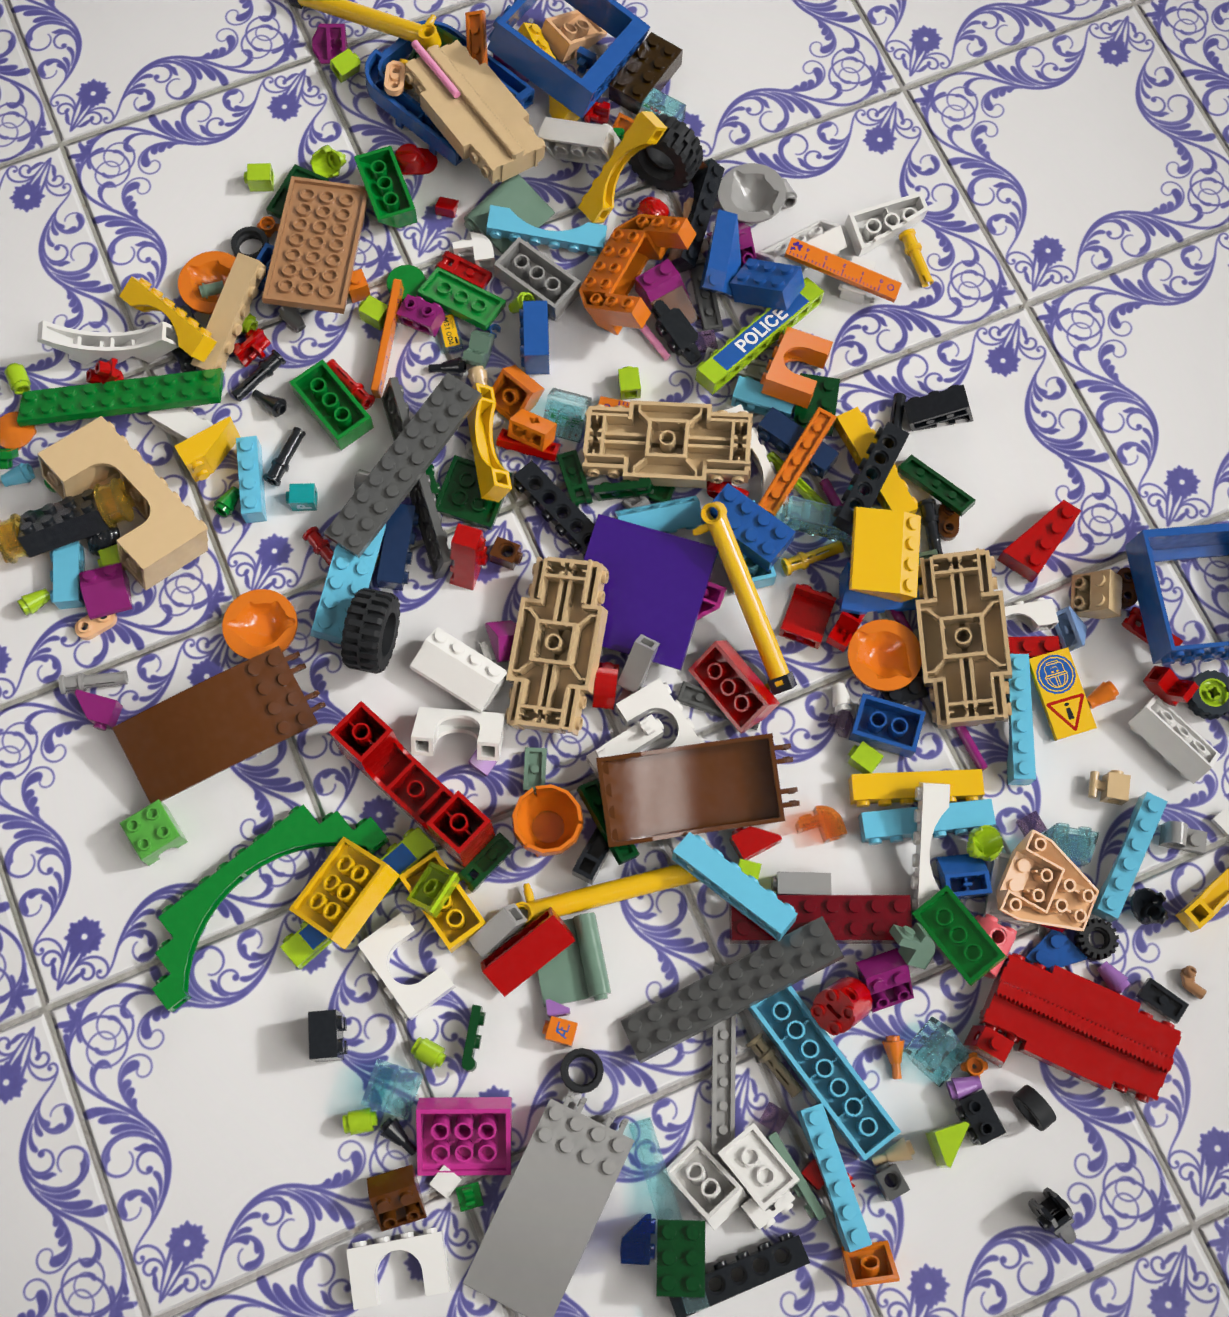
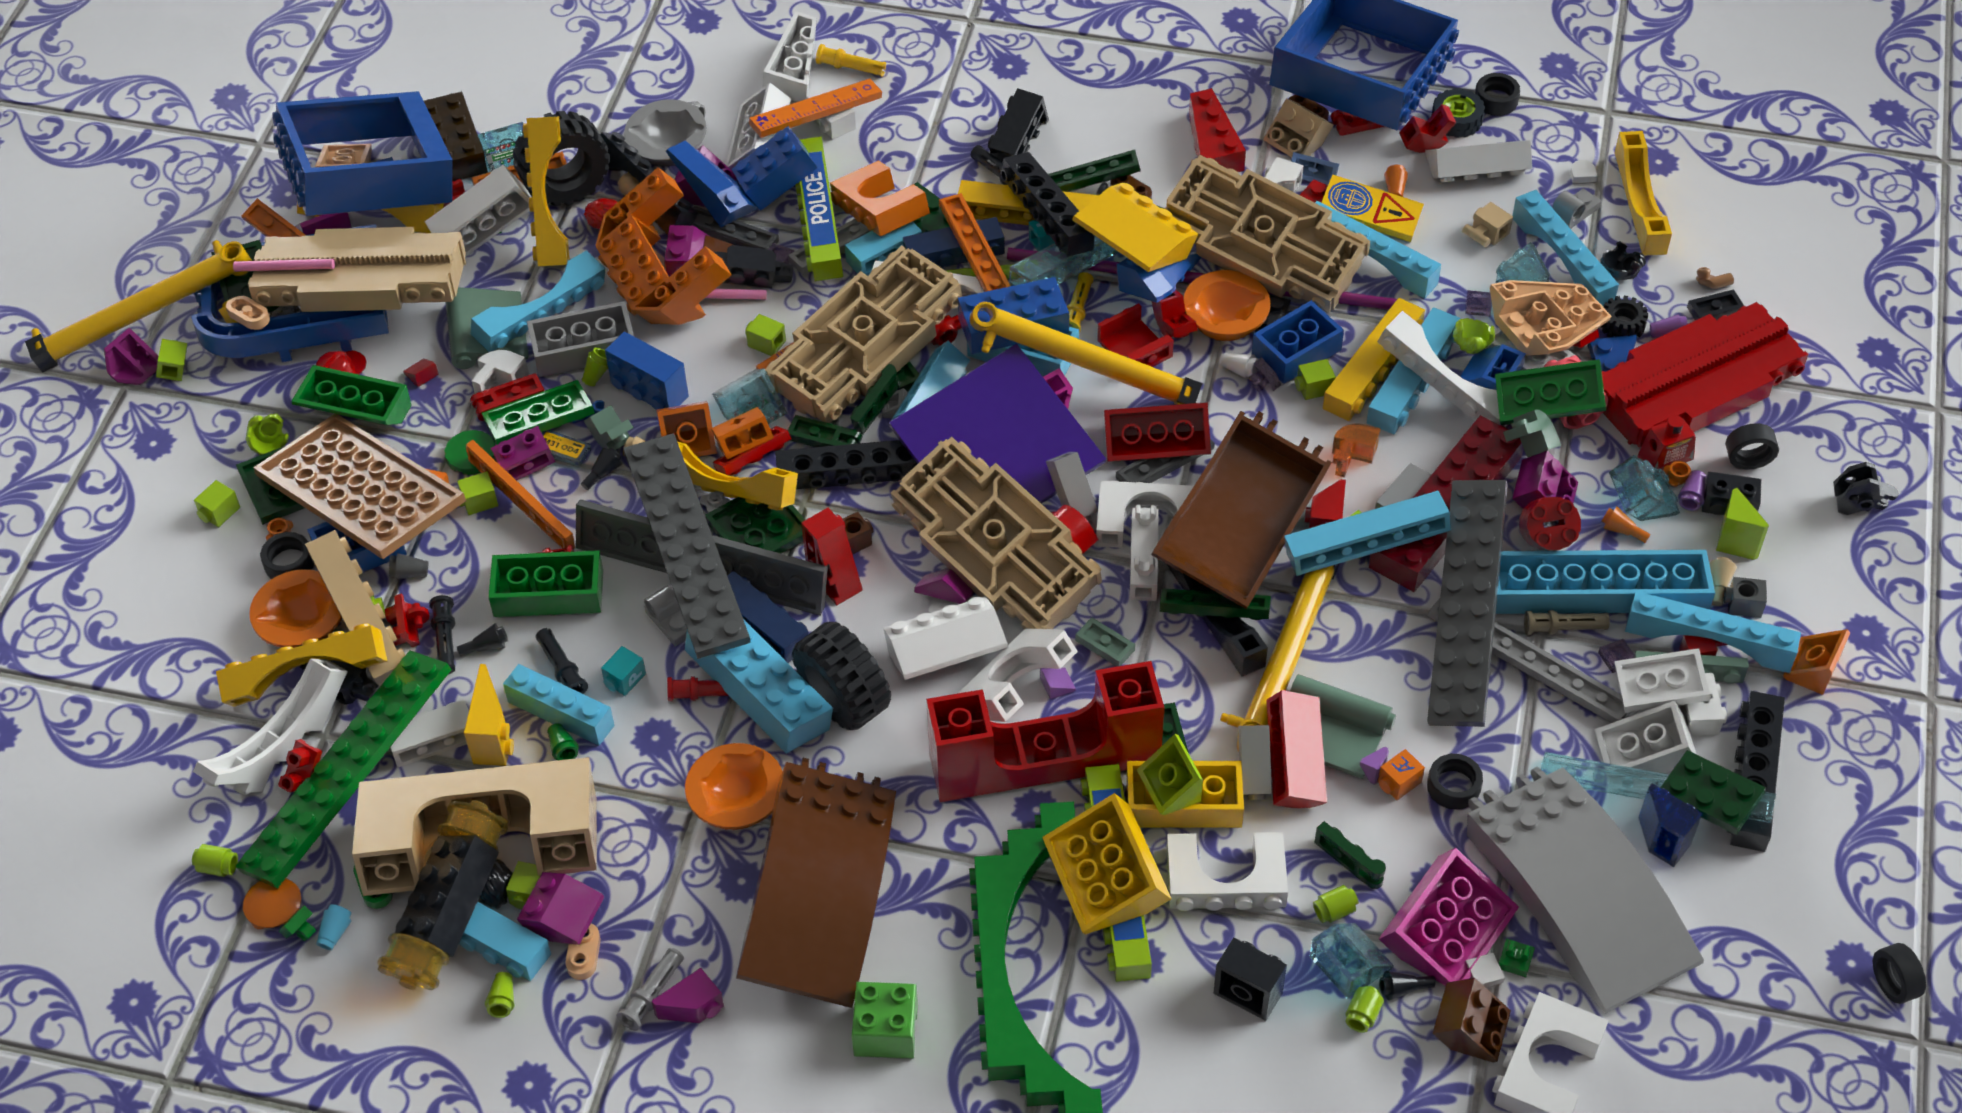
camera: 50 degrees left, 20 degrees down
(211, 289) = (303, 615): sand green pin -> none
(547, 821) = (1178, 645): orange plate -> none

